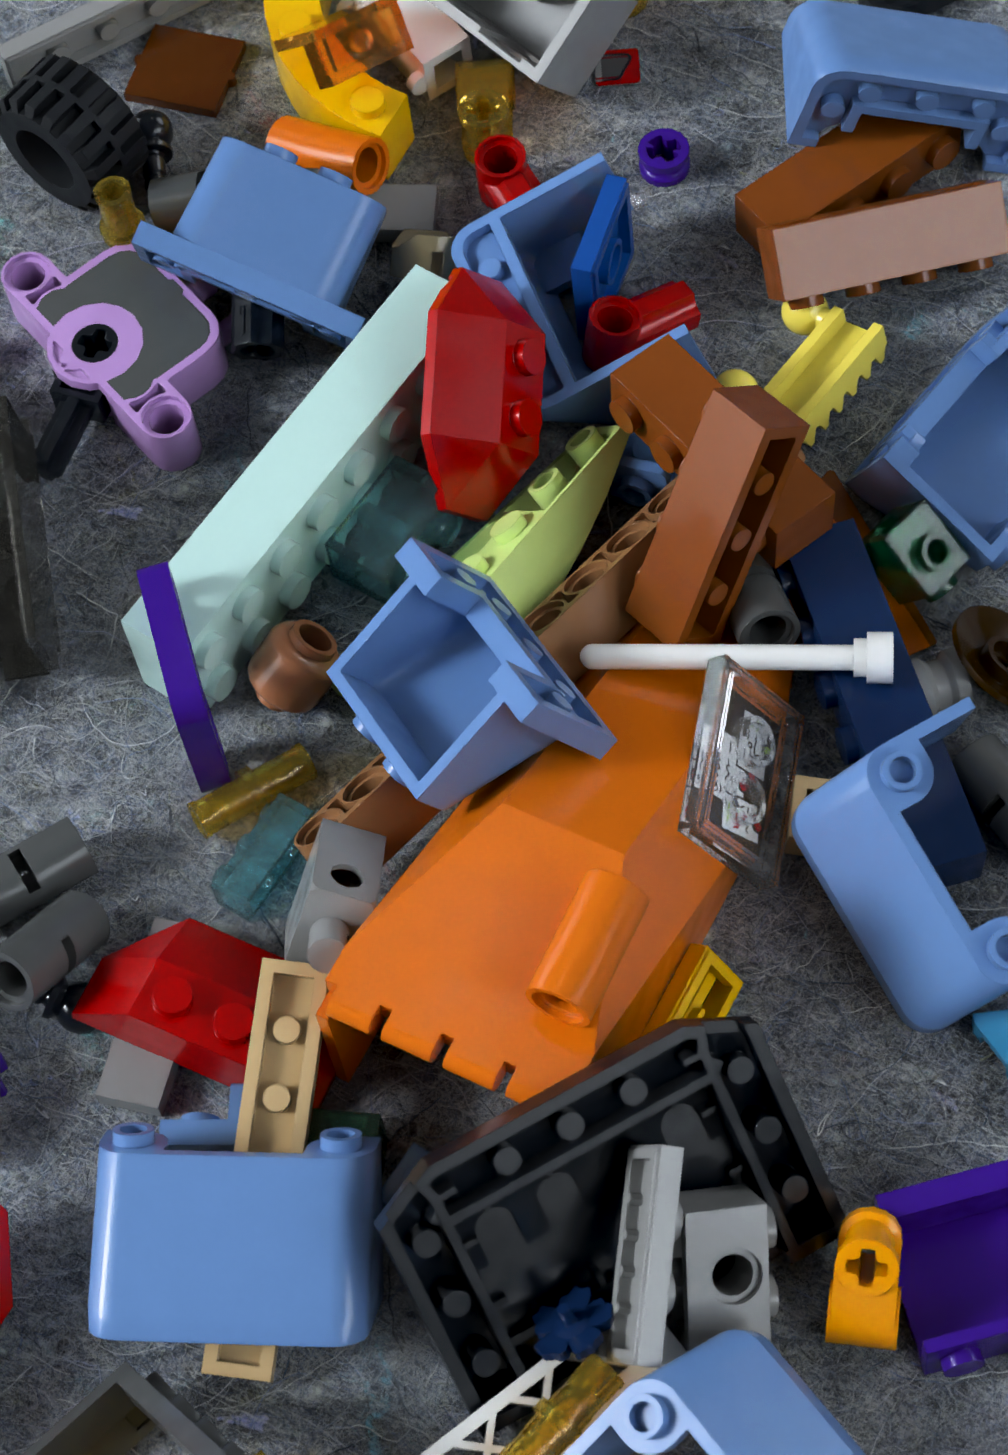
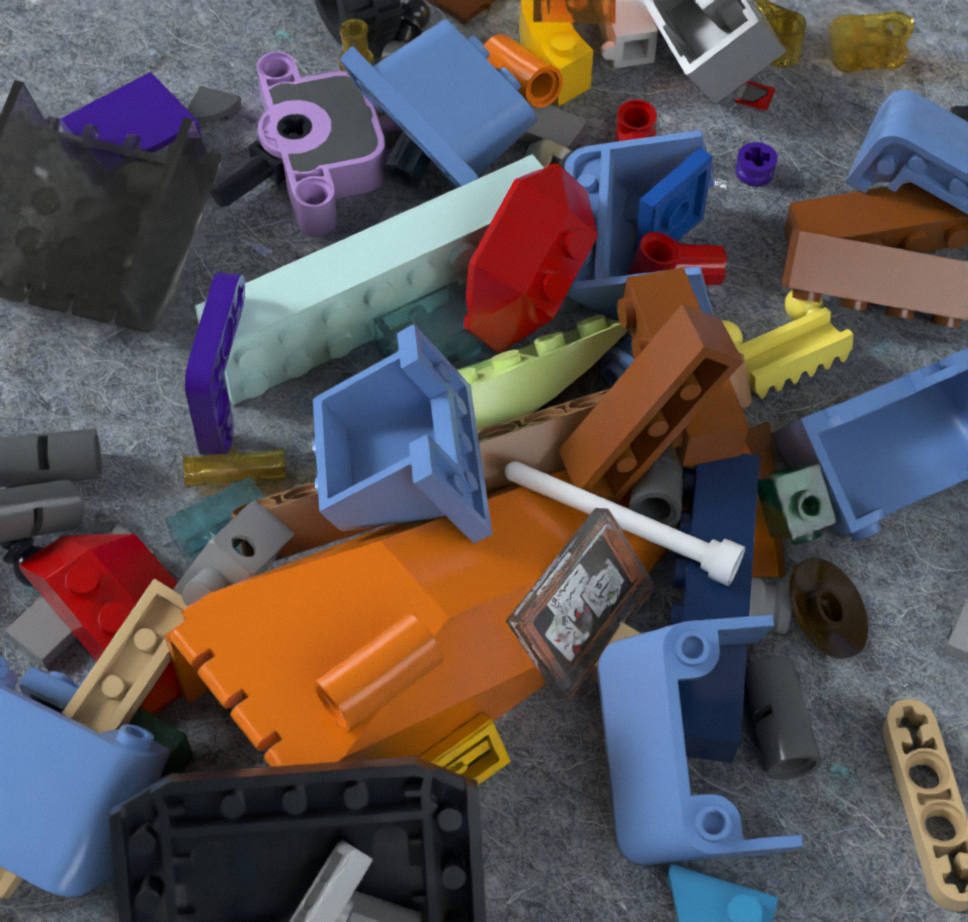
camera: 15 degrees right, 5 degrees down
(292, 666) = (298, 386): nougat head -> none
(484, 100) = (650, 76): clear yellow piece -> none

